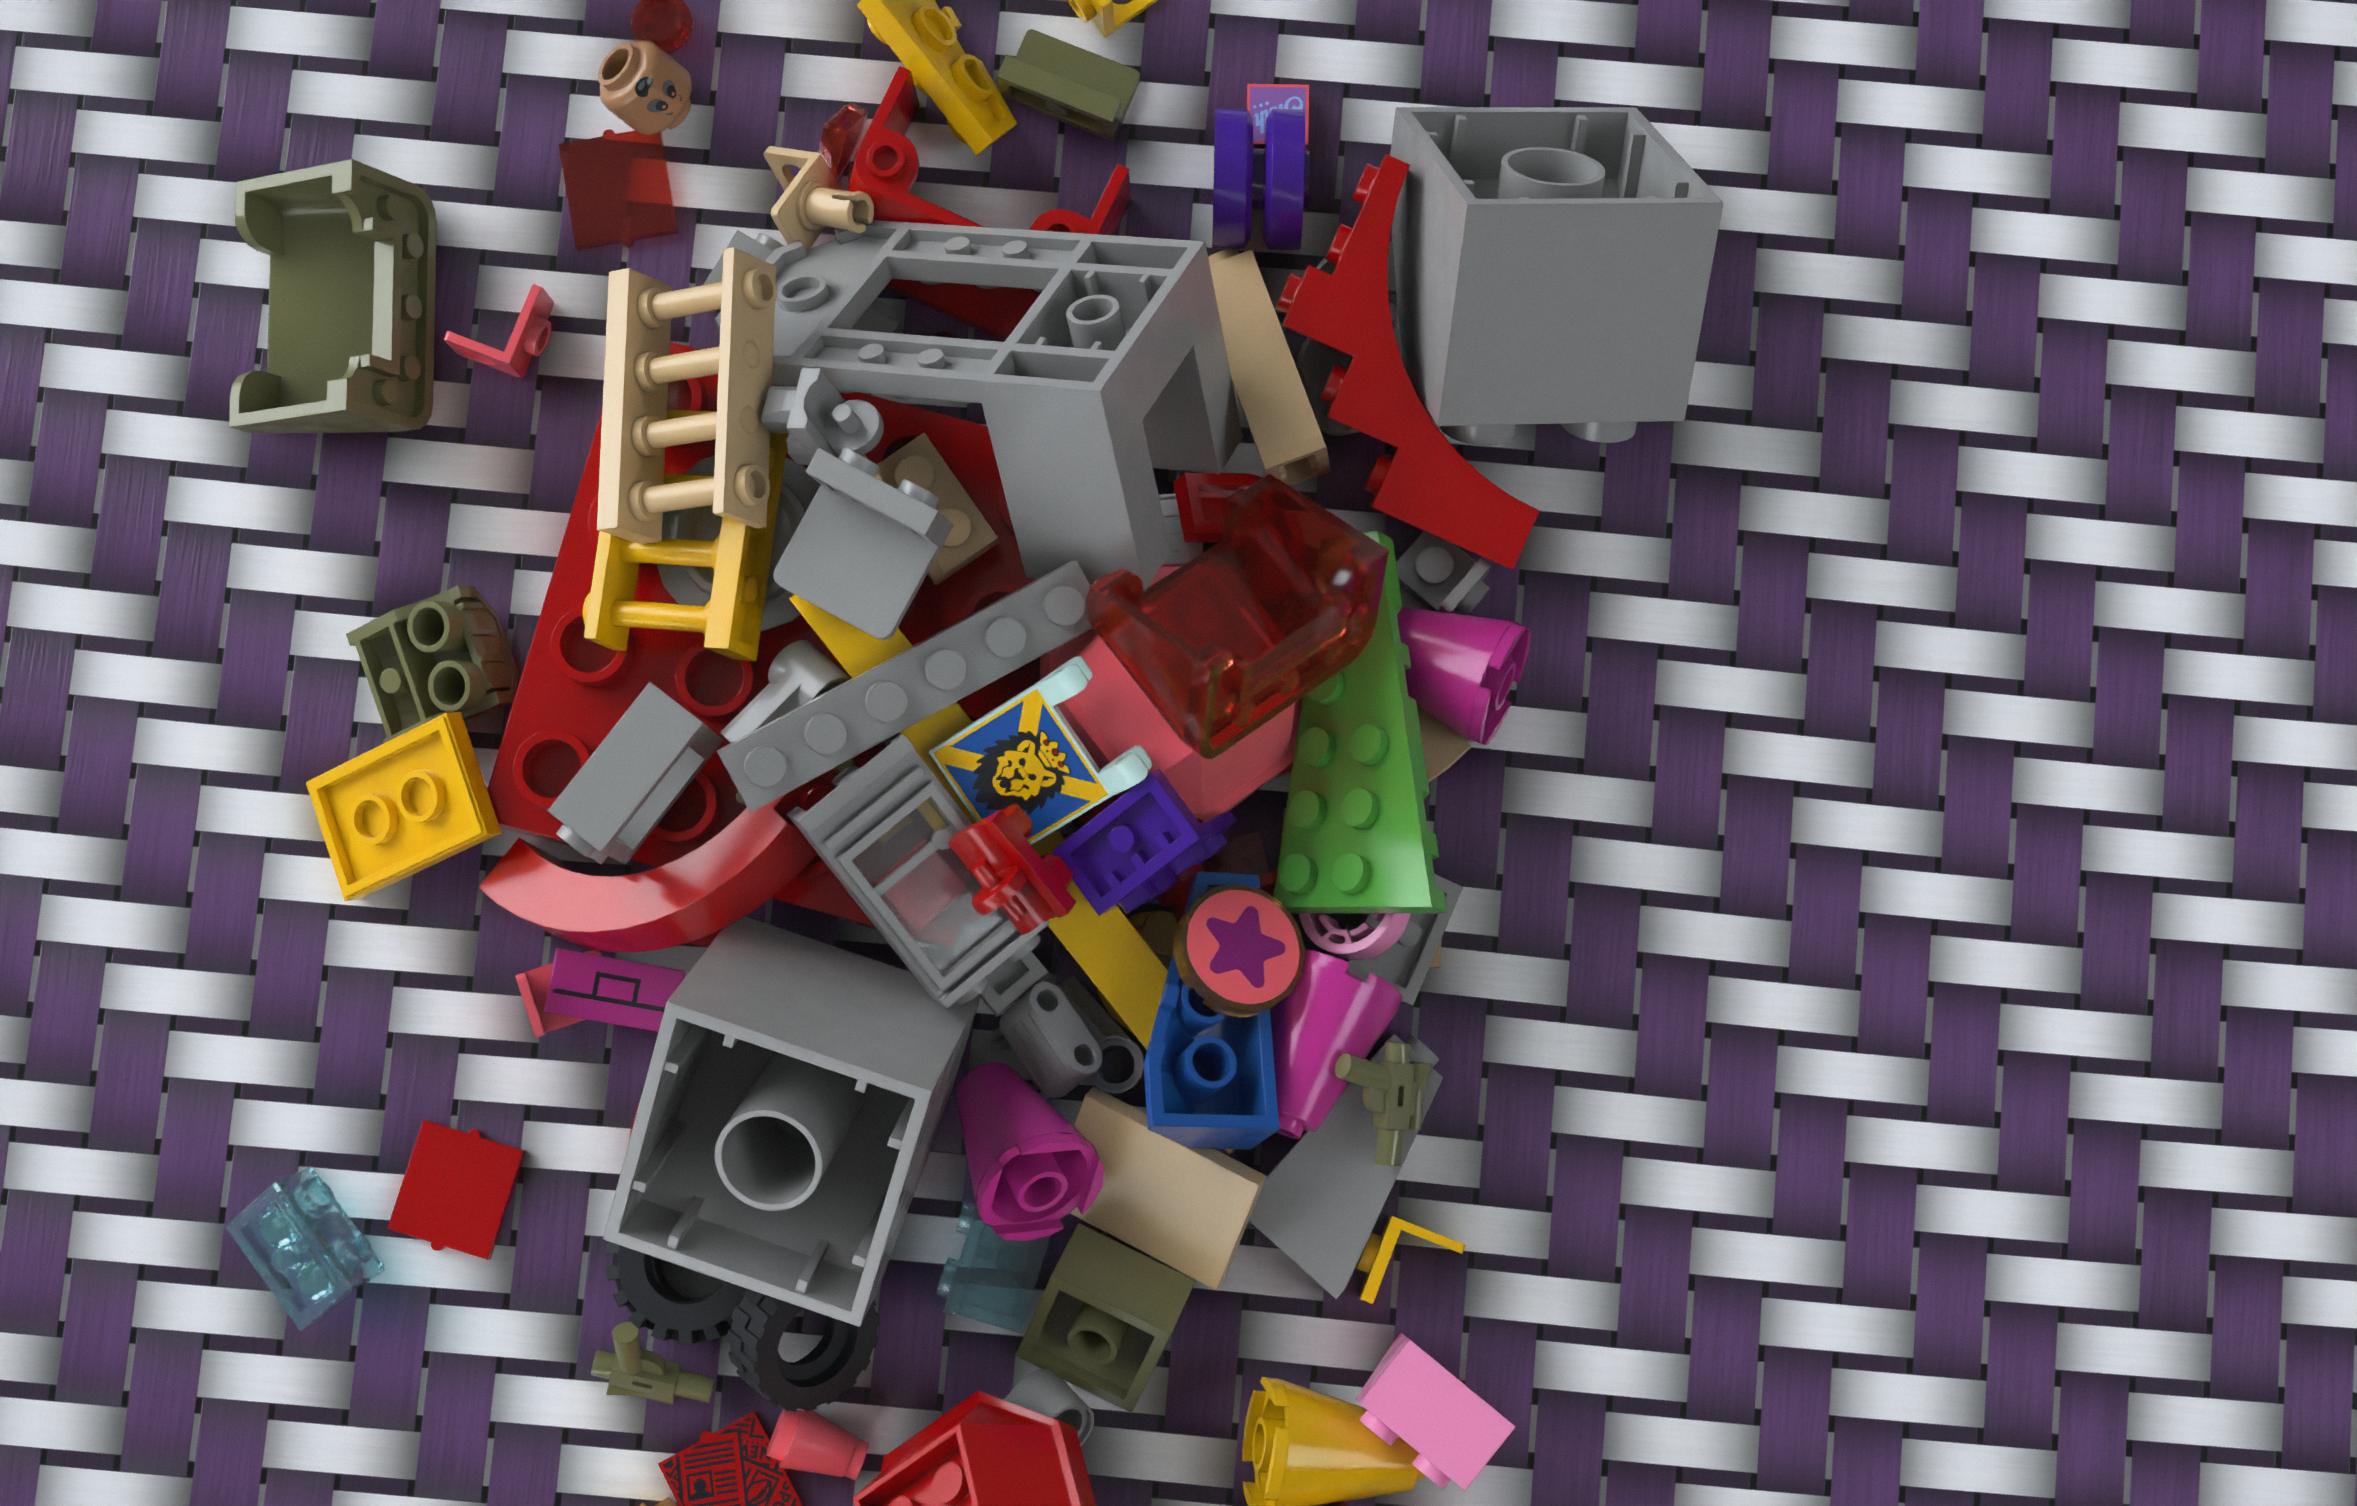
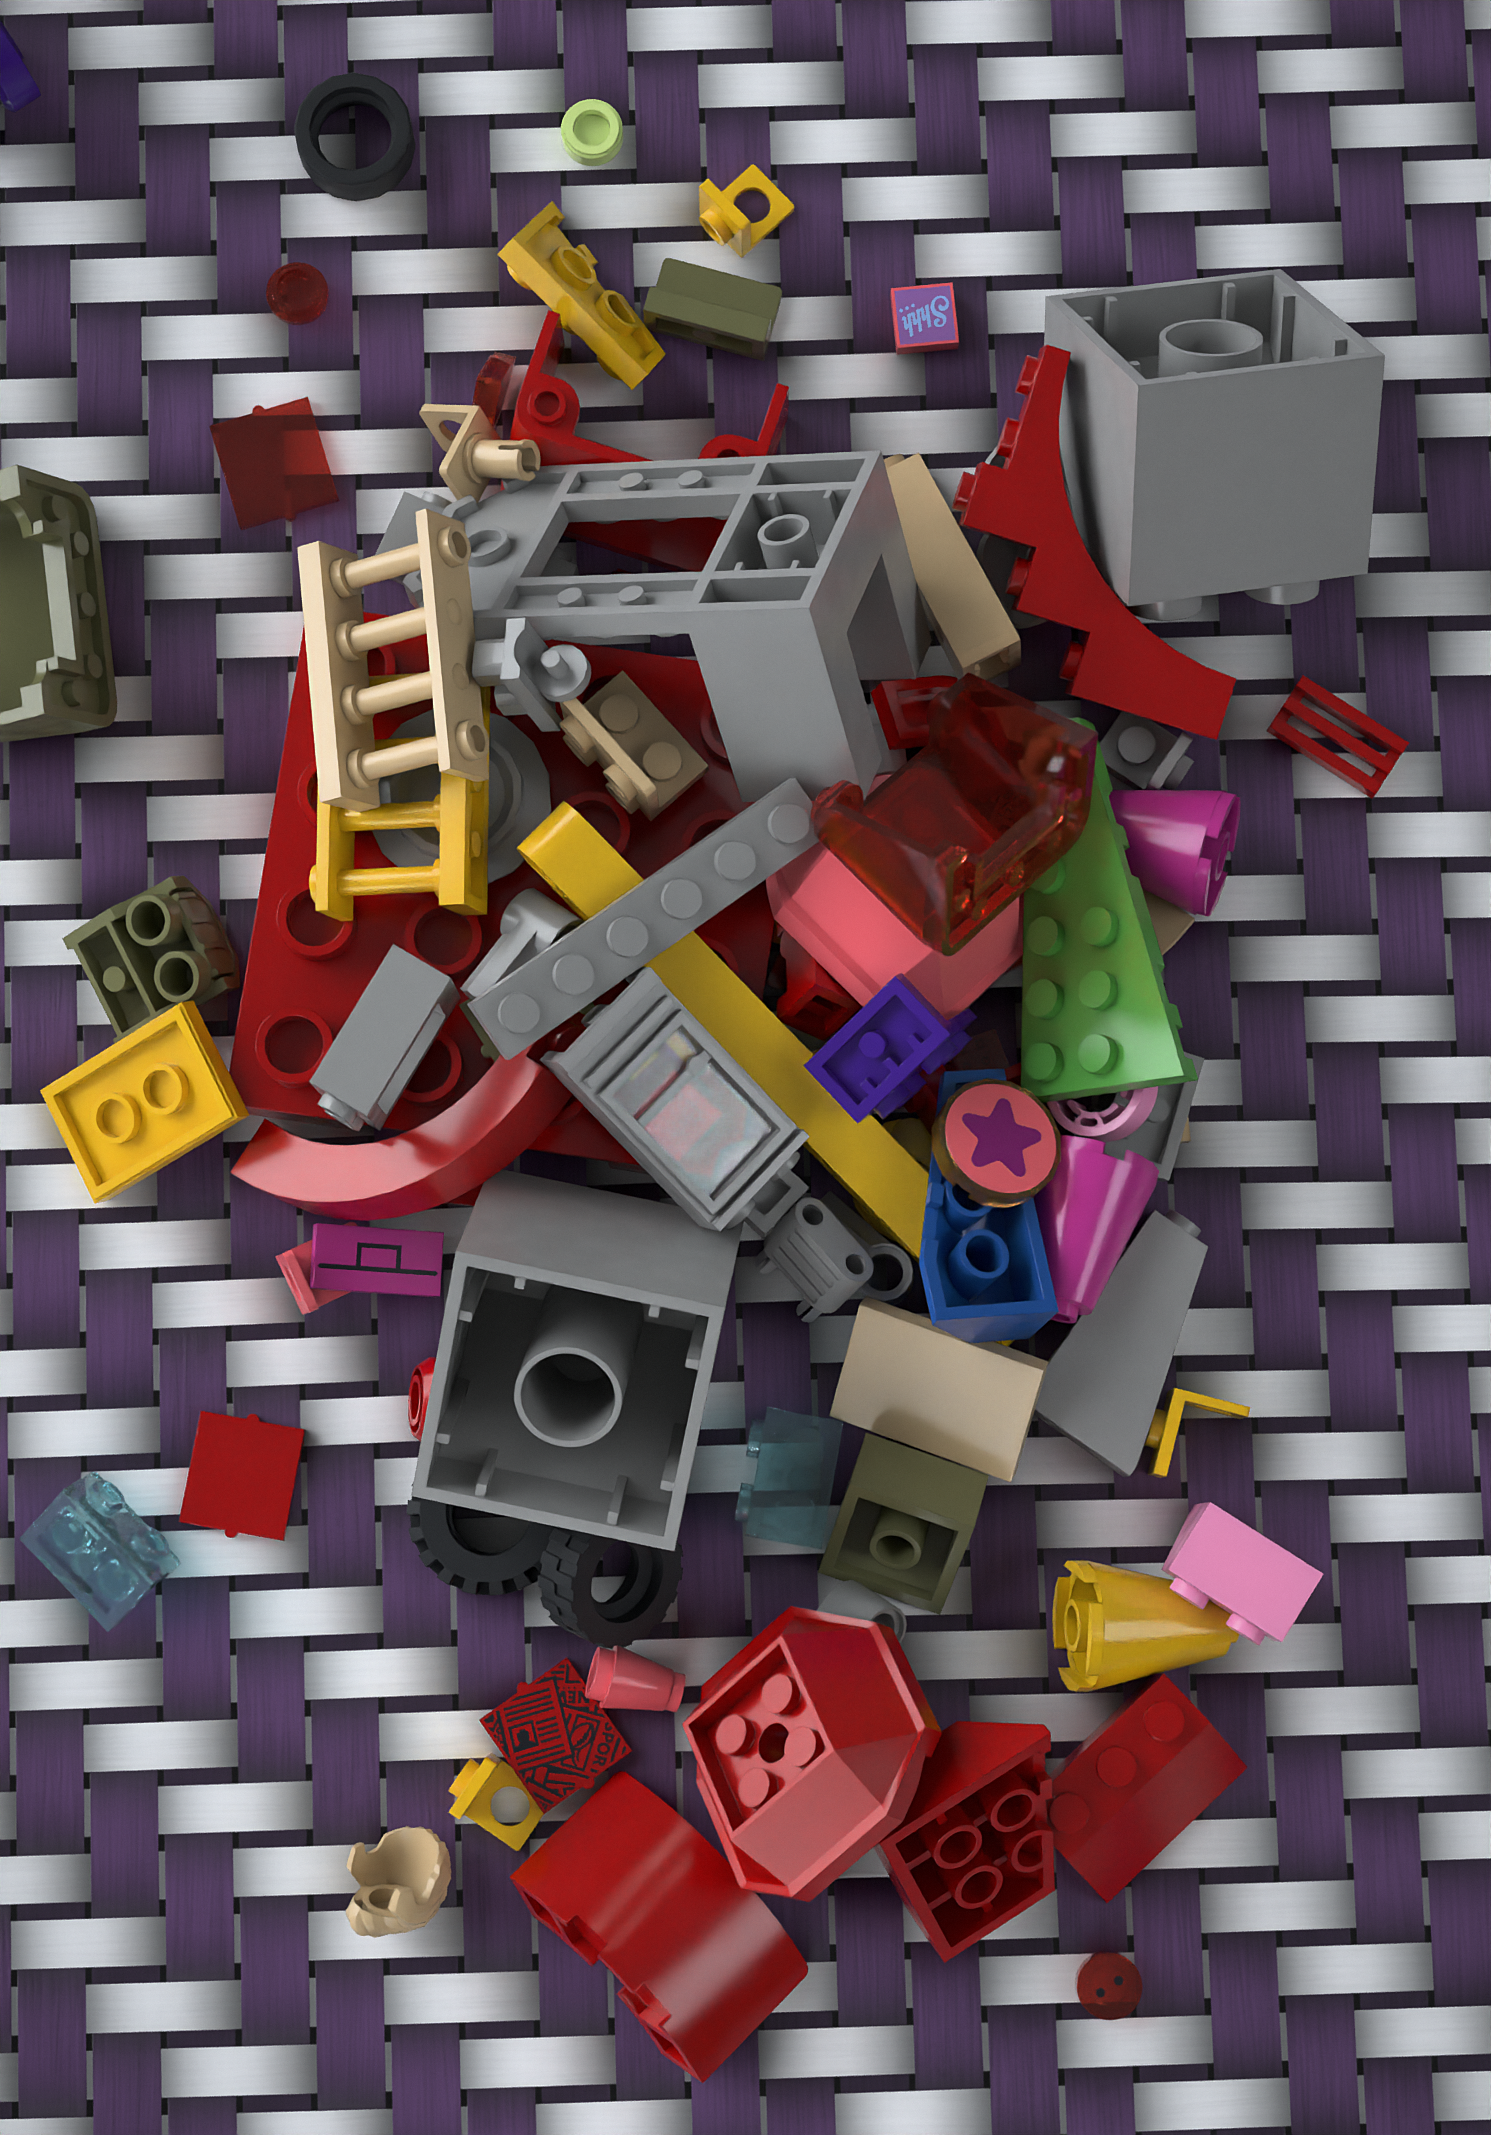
camera: 10 degrees left, 0 degrees up
(527, 339) = (206, 625): coral bracket -> none
(645, 87) = (292, 359): medium nougat head -> none
(645, 1372) = (457, 1631): olive piece -> none
(862, 544) = (587, 784): light grey bracket -> none
(1011, 871) = (770, 1089): red hips -> none
(1023, 1155) = (806, 1370): dark pink cone -> none
(1035, 758) = (771, 987): flag -> none
(1260, 178) = (921, 381): dark purple wheel -> none
(1392, 1092) = (1161, 1265): olive piece -> none
(1650, 559) = (1349, 716): none -> red tile

